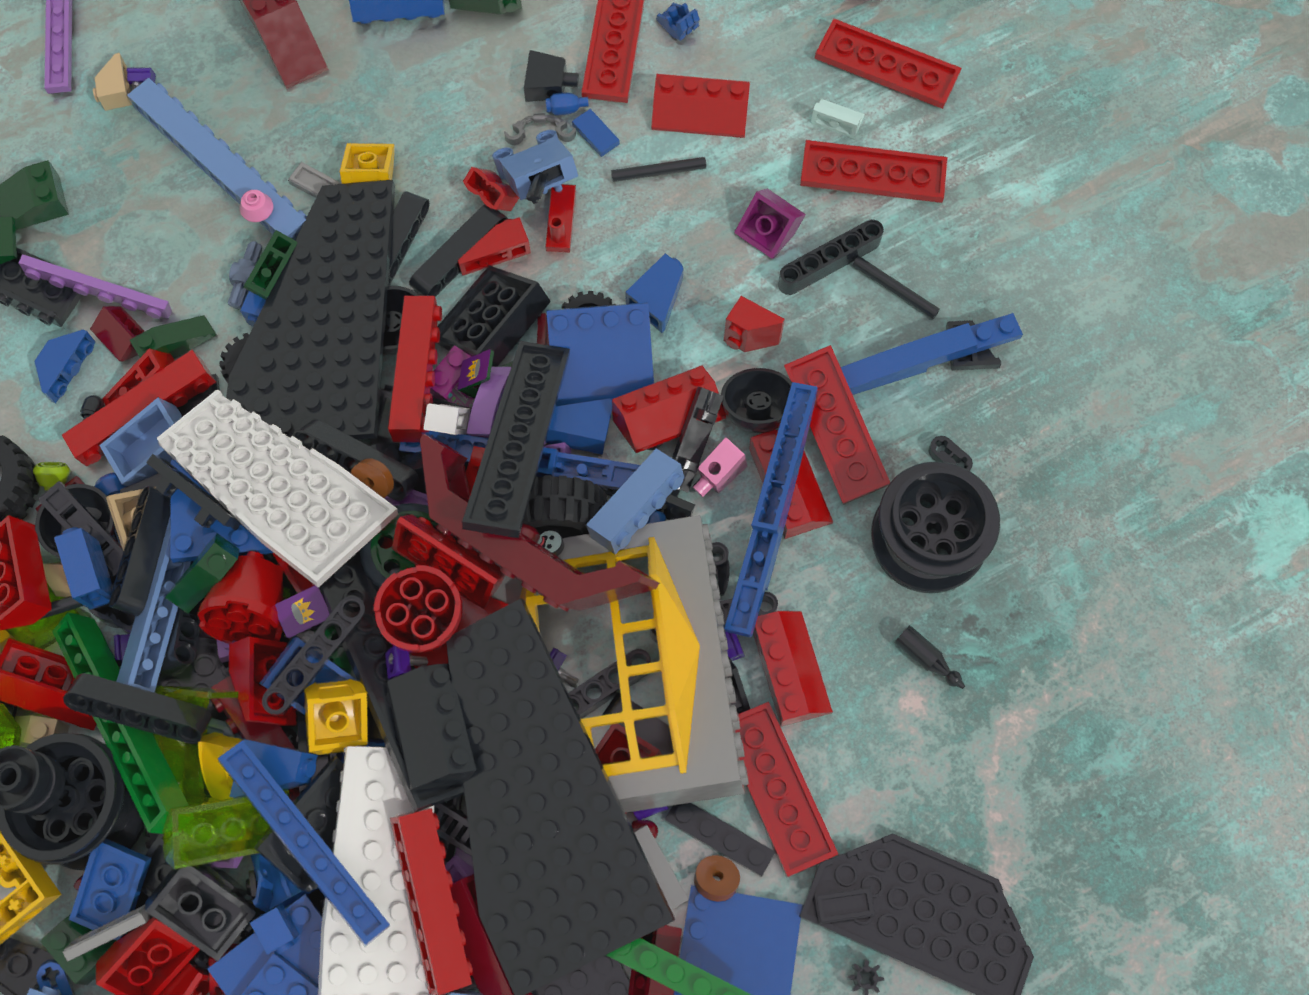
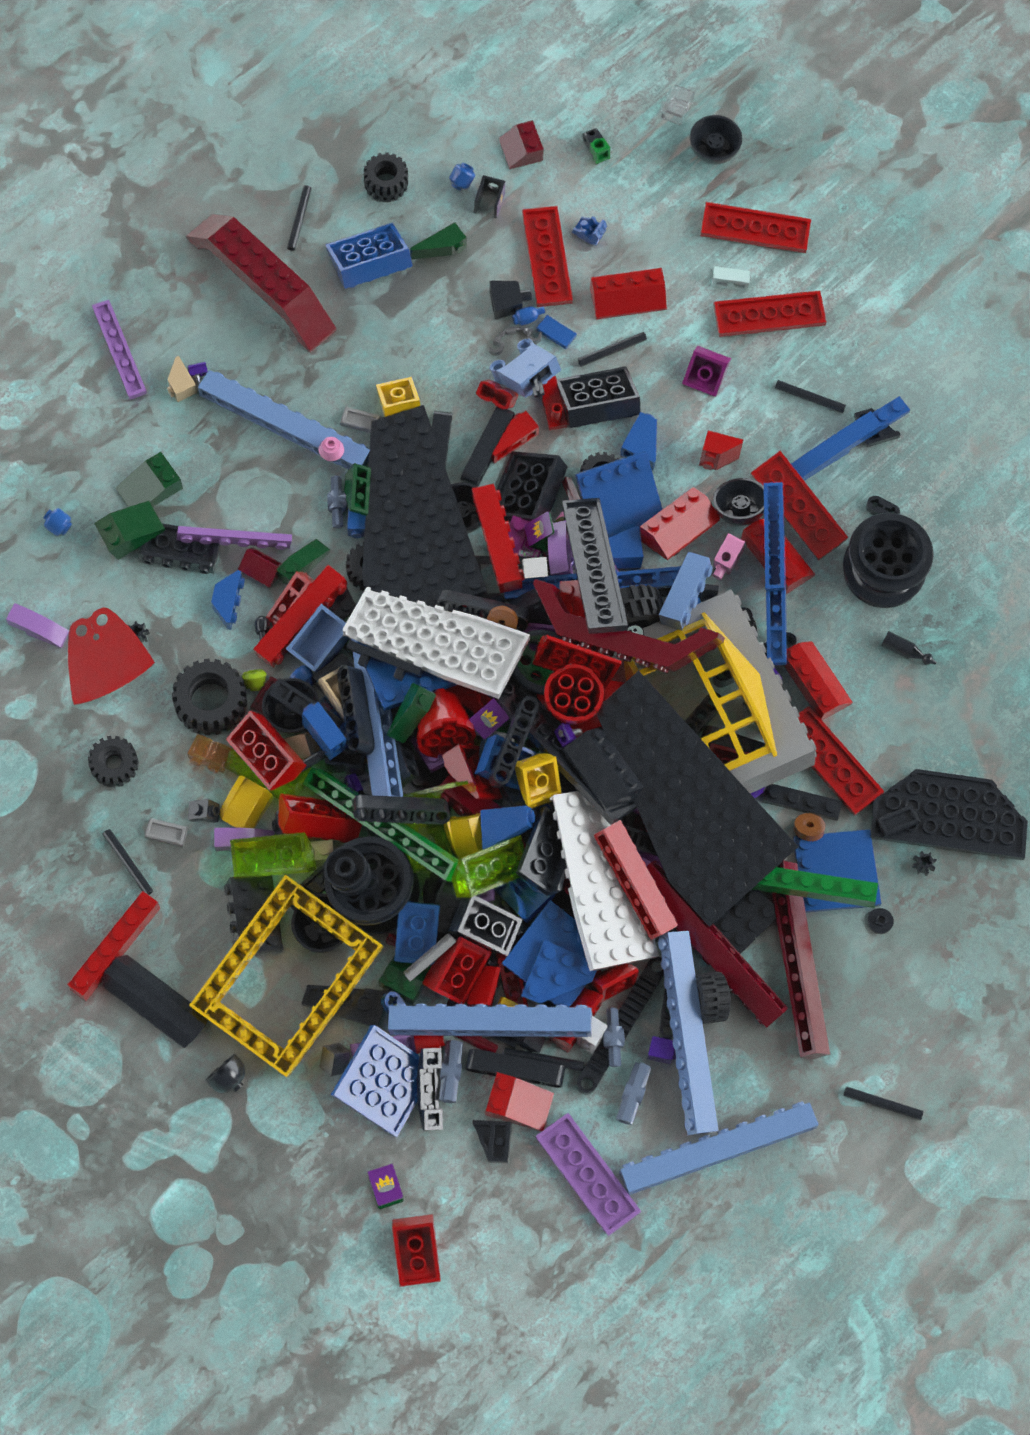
camera: 20 degrees left, 0 degrees up
(275, 930) = (541, 924): blue brick -> none
(304, 843) = (548, 859): blue plate -> none
(619, 224) = (599, 397): none -> black slope
(696, 433) = (705, 535): black hinge -> none
(825, 266) = (755, 393): black beam -> none

